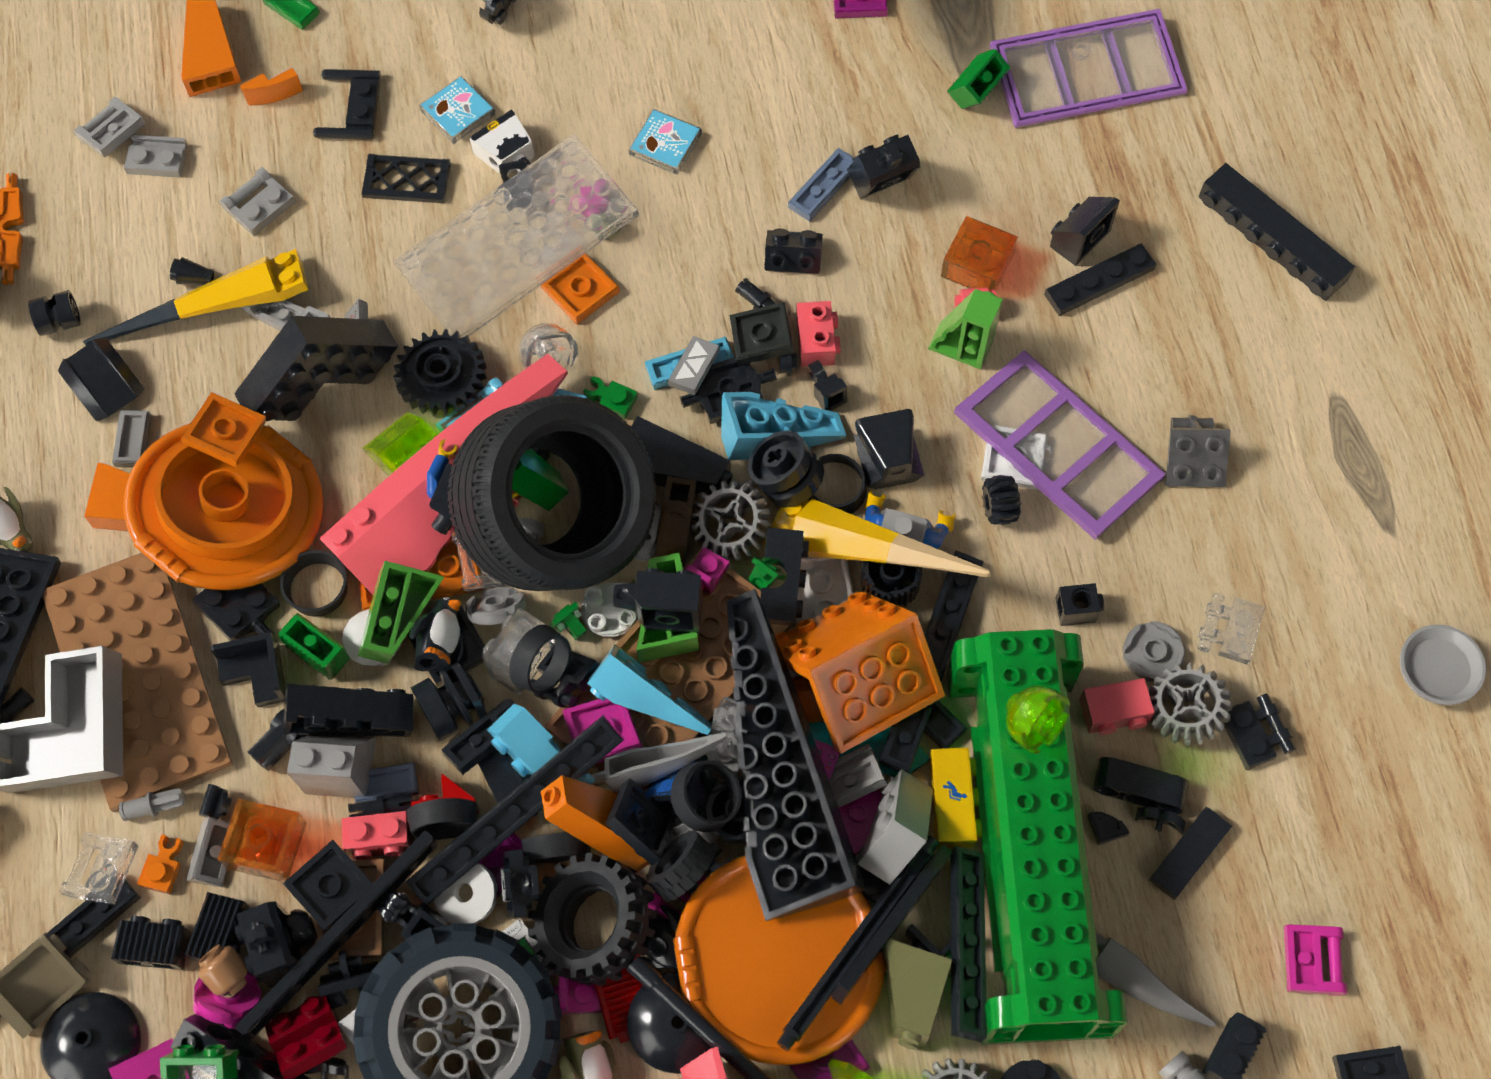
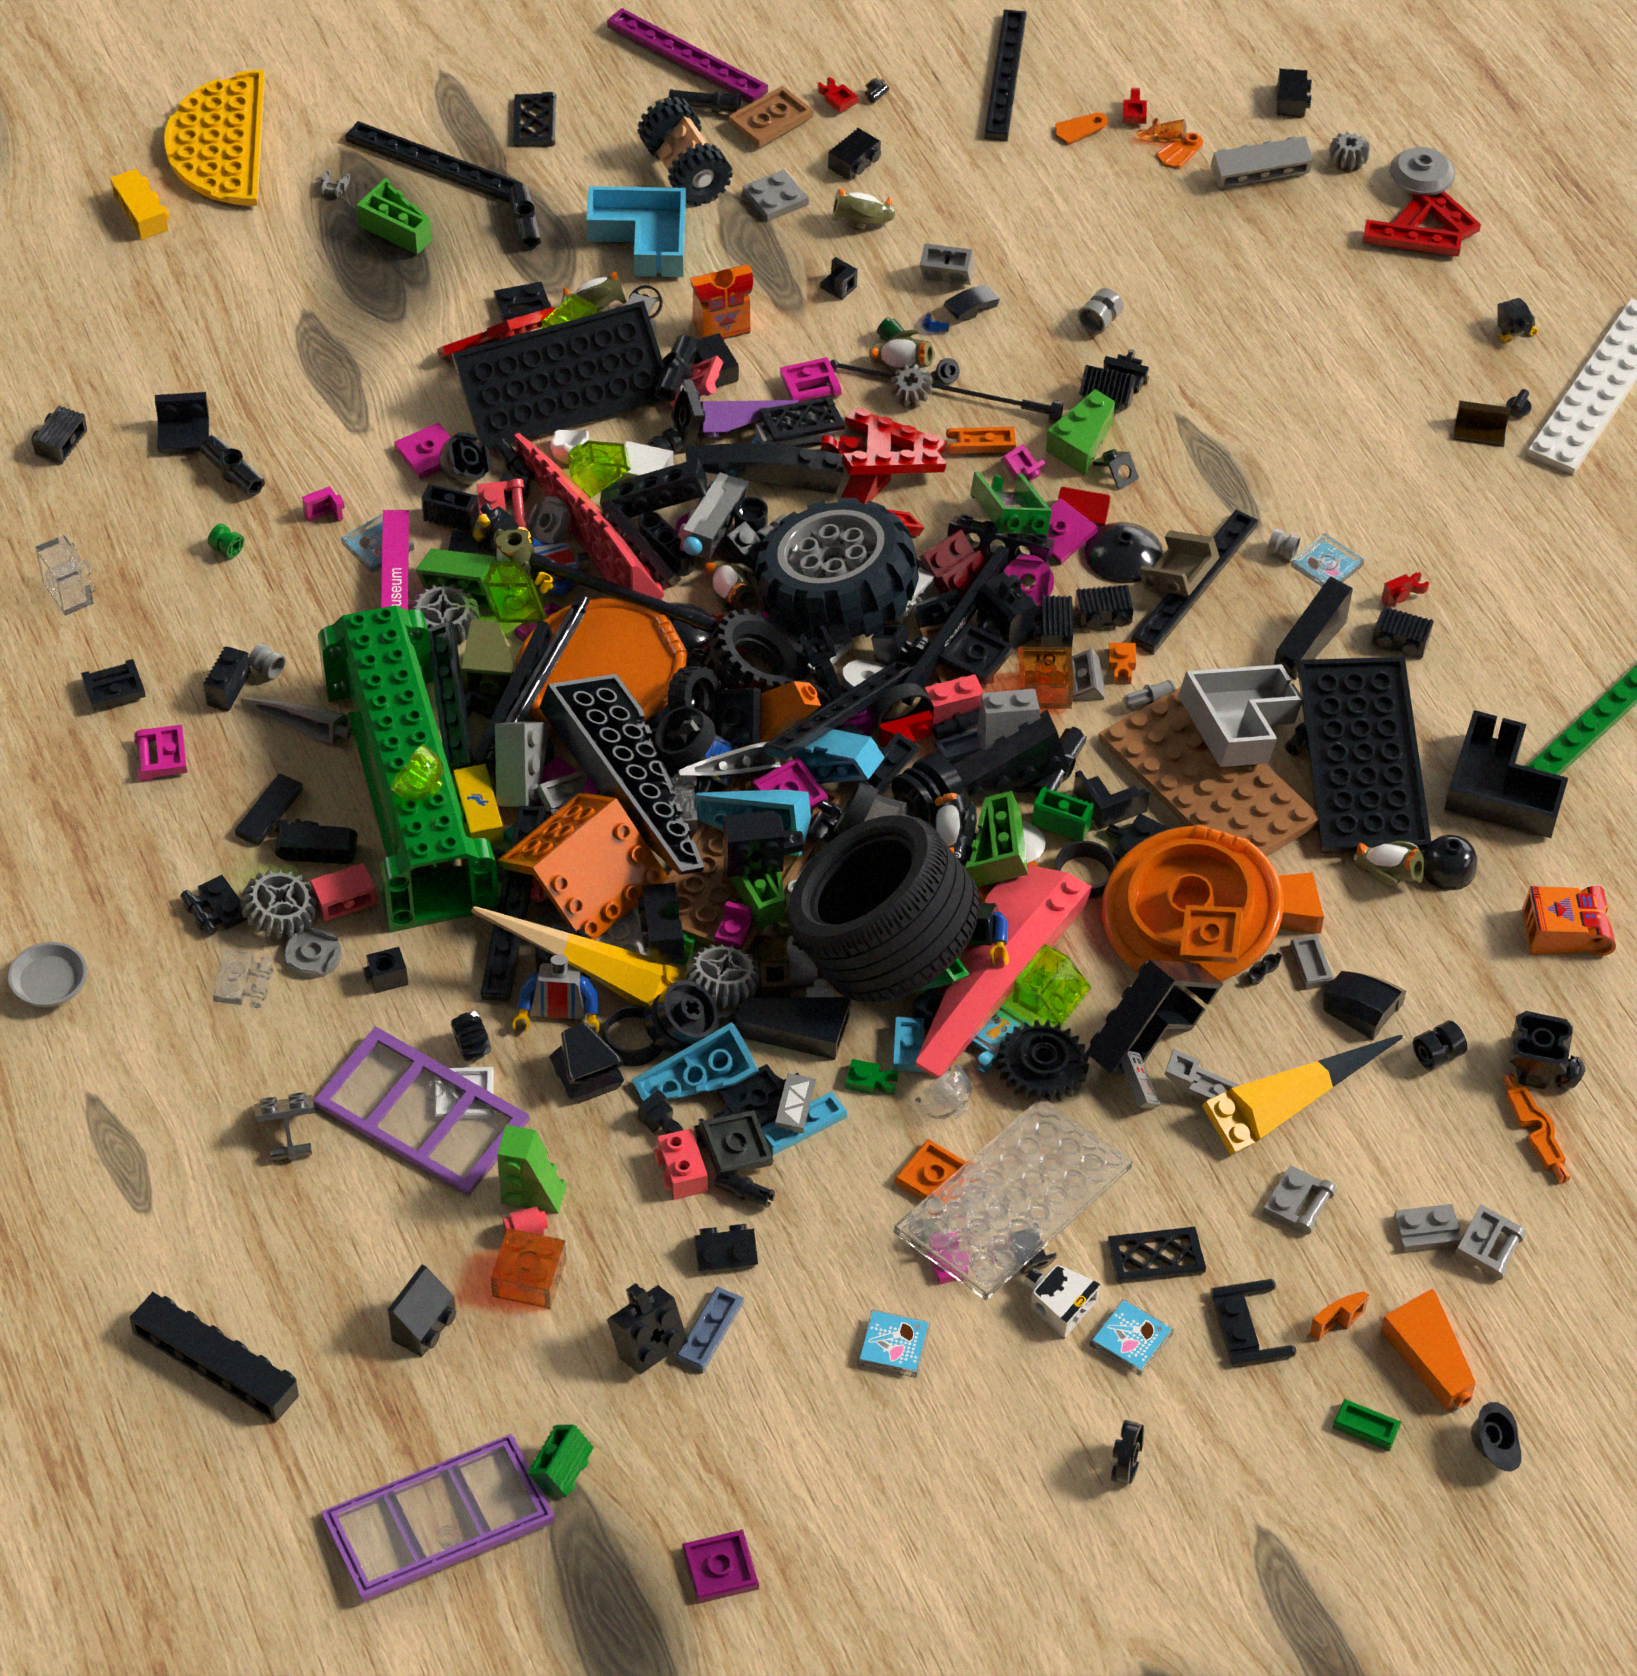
camera: 165 degrees right, 15 degrees down
(107, 872) = (1161, 646): clear plate -> none
(190, 273) = (1329, 1112): black cone -> none
(215, 802) = (1097, 702): black plate -> none
(223, 970) = (1035, 580): medium nougat head -> none
(1100, 279) = (385, 1287): black plate -> none
(1106, 827) = (342, 816): black tile -> none

